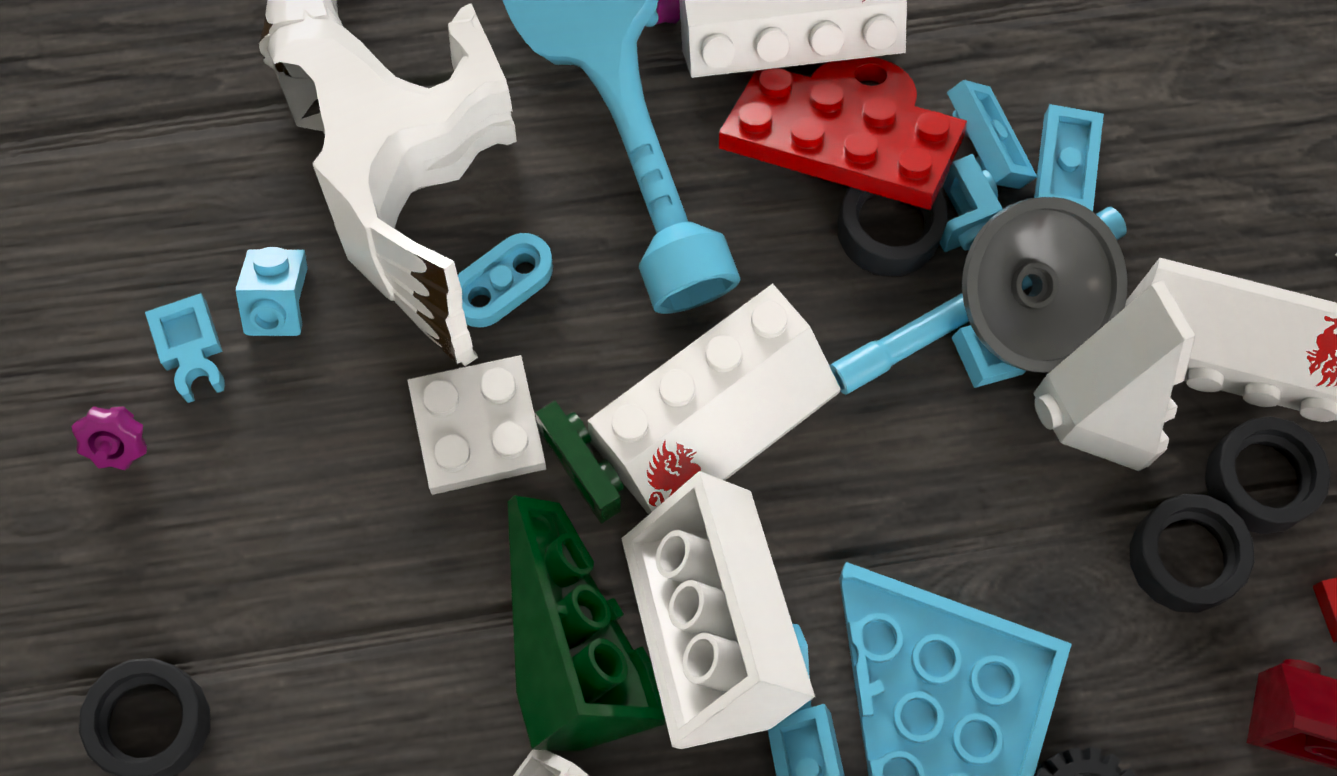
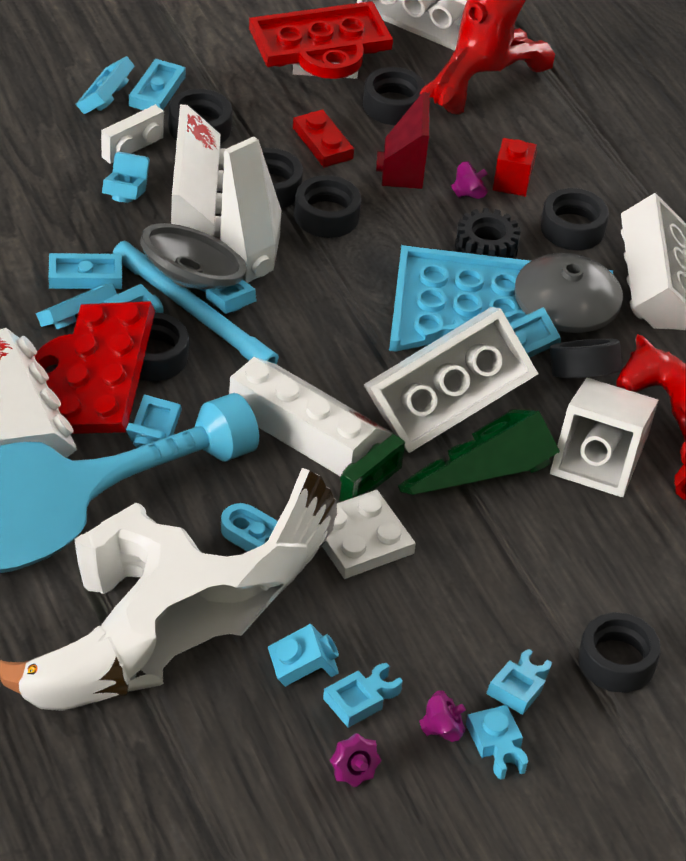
camera: 105 degrees left, 25 degrees down
(74, 507) = (498, 735): none -> medium azure plate
(85, 305) = (355, 760): none -> magenta piece
(135, 554) = (519, 684): none -> medium azure plate
(727, 187) = (153, 421): none -> medium azure bracket
(1270, 254) = (128, 177): none -> medium azure bracket

